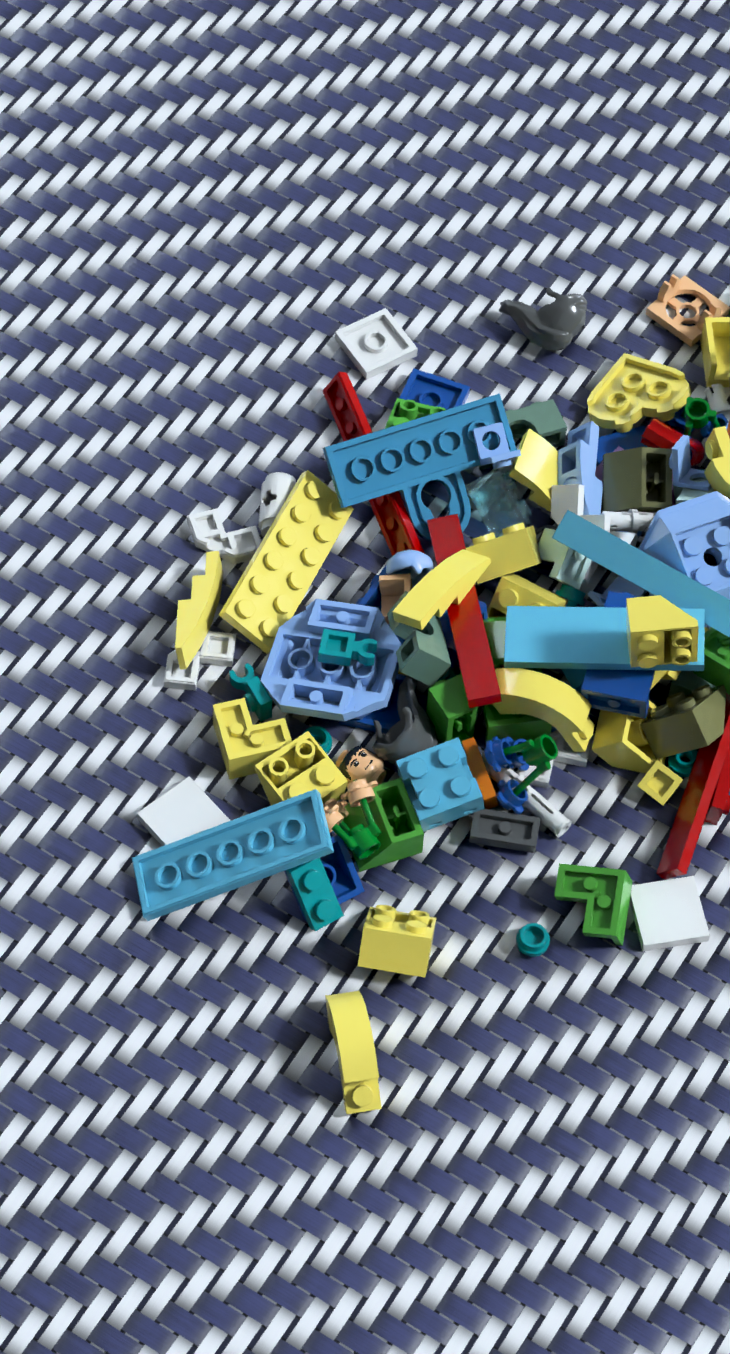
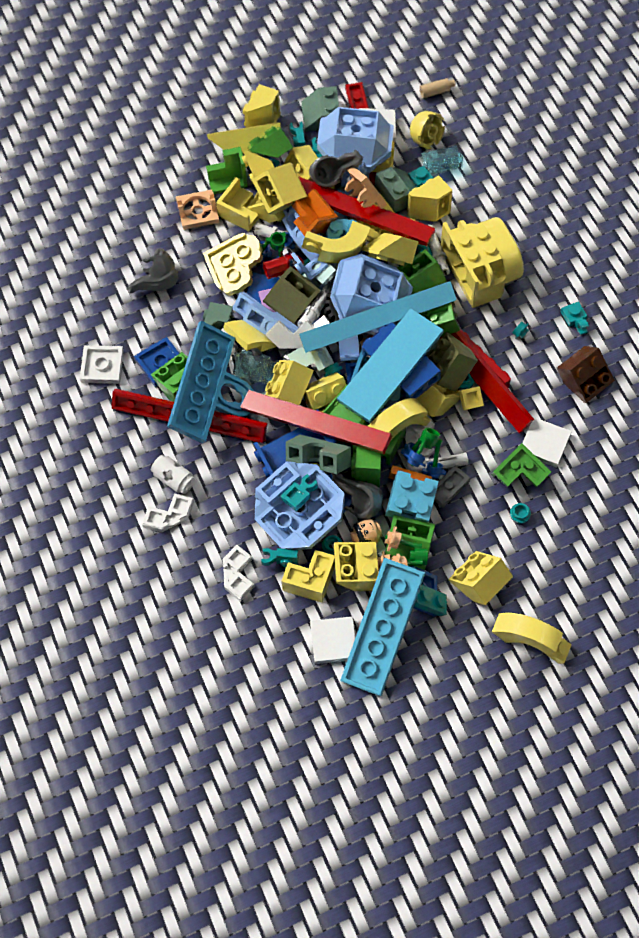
camera: 50 degrees left, 5 degrees up
(197, 613) = (212, 555): light yellow slope -> none
(286, 561) = (213, 491): light yellow plate -> none
(392, 589) = (275, 450): light nougat panel -> none
(410, 562) = (268, 432): light blue hair -> none
(440, 587) = (301, 423): light yellow slope -> none
(501, 455) = (232, 347): light blue bracket -> none
(659, 633) = (417, 336): light yellow slope -> none

